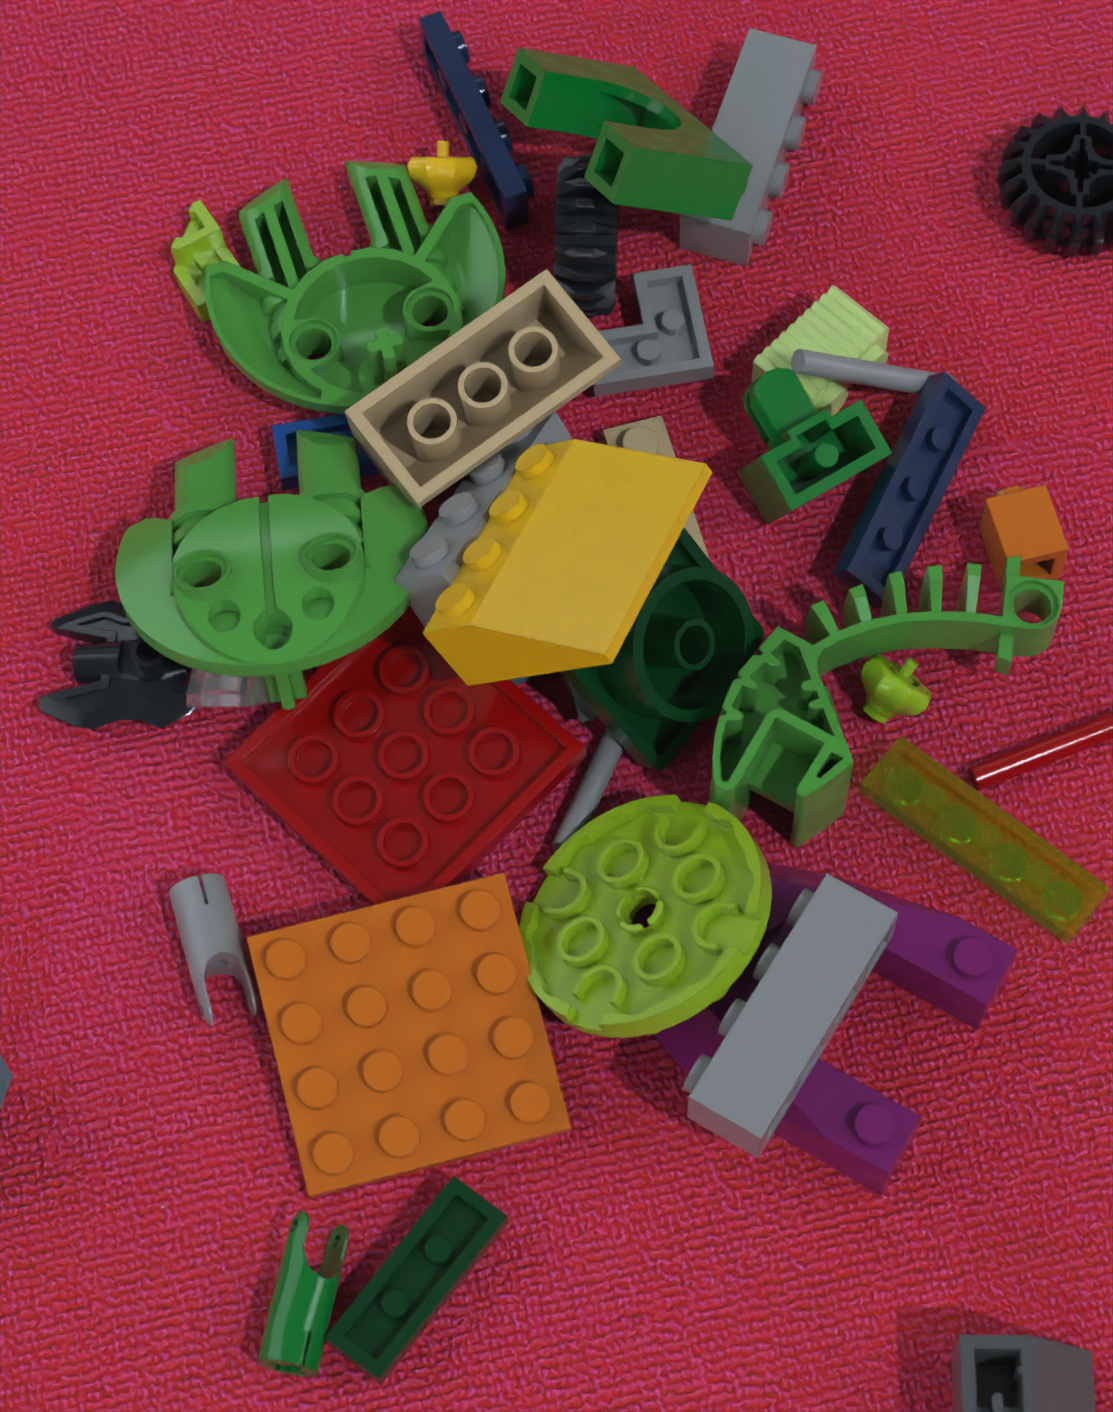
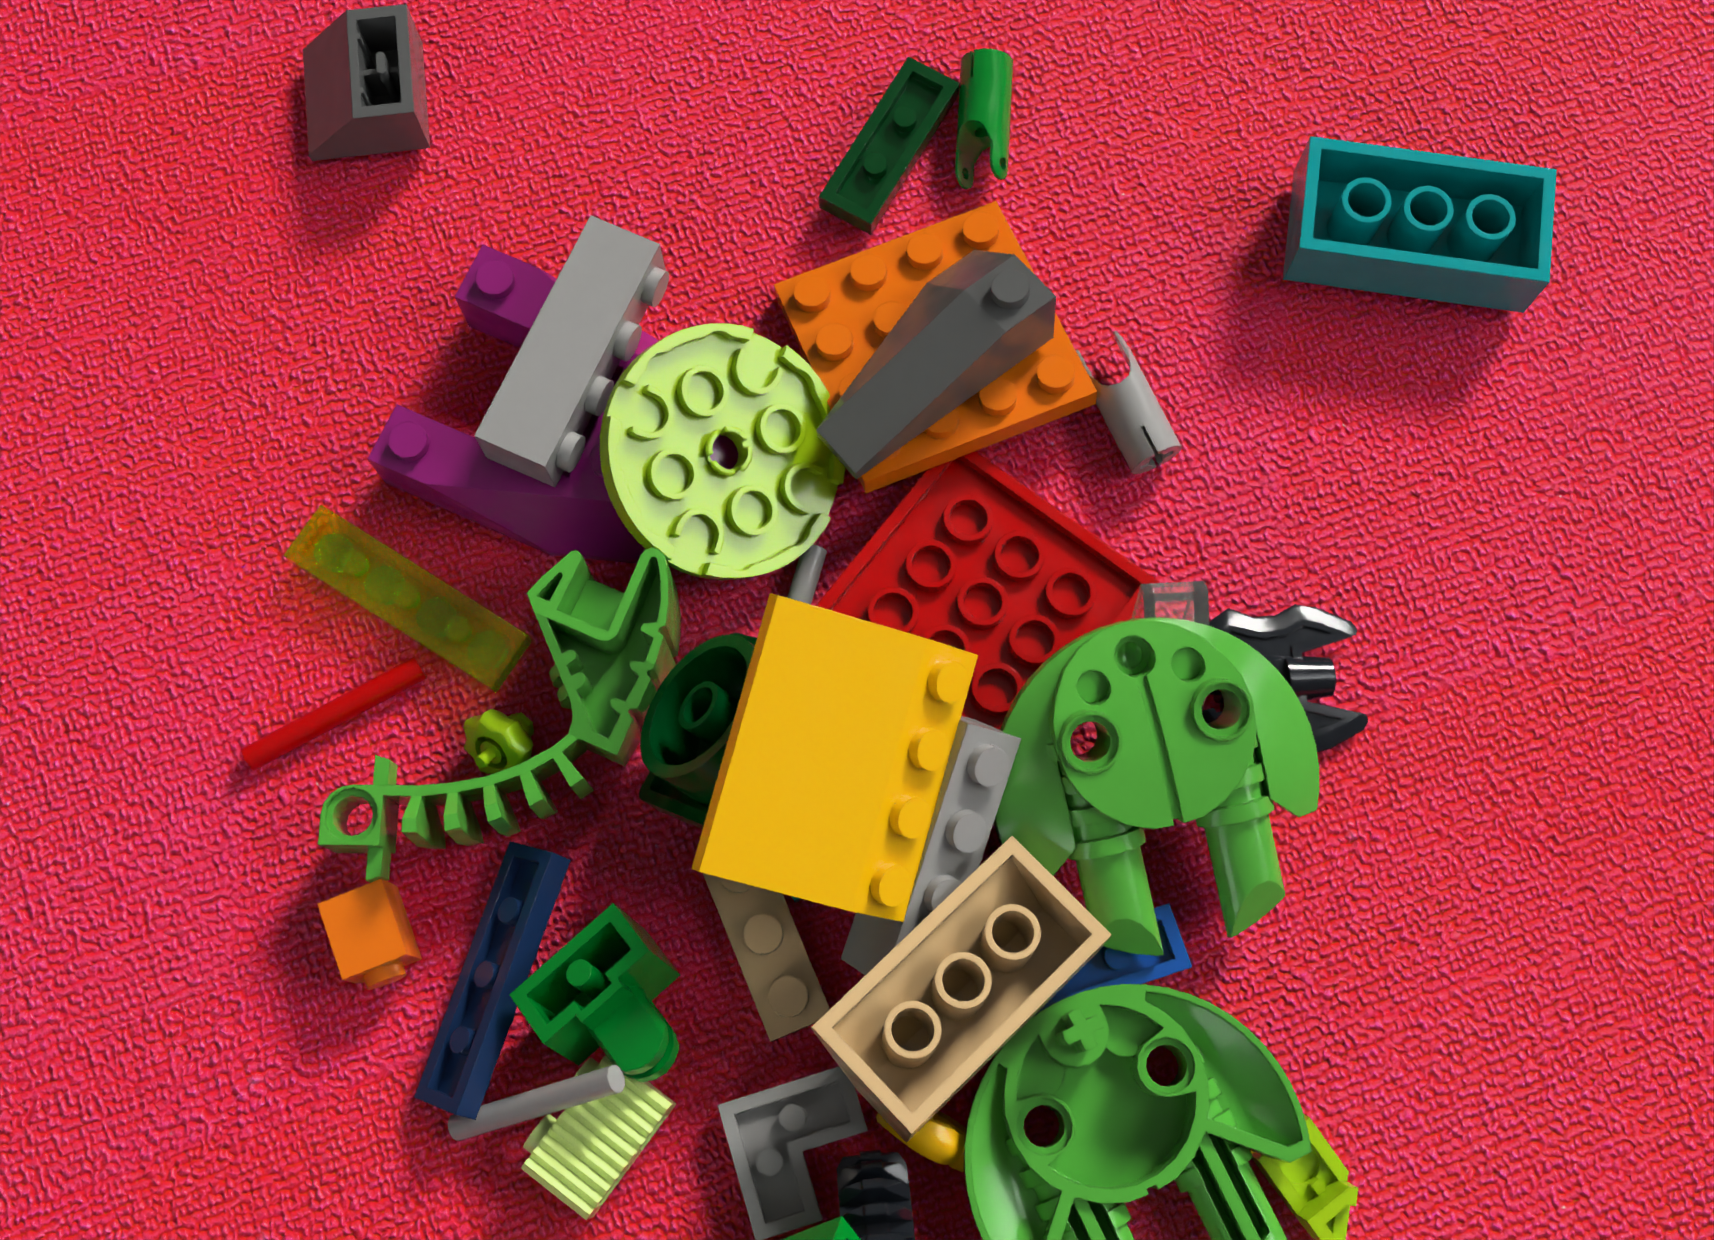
camera: 170 degrees right, 10 degrees up
(399, 990) = (940, 353): none -> dark grey wedge

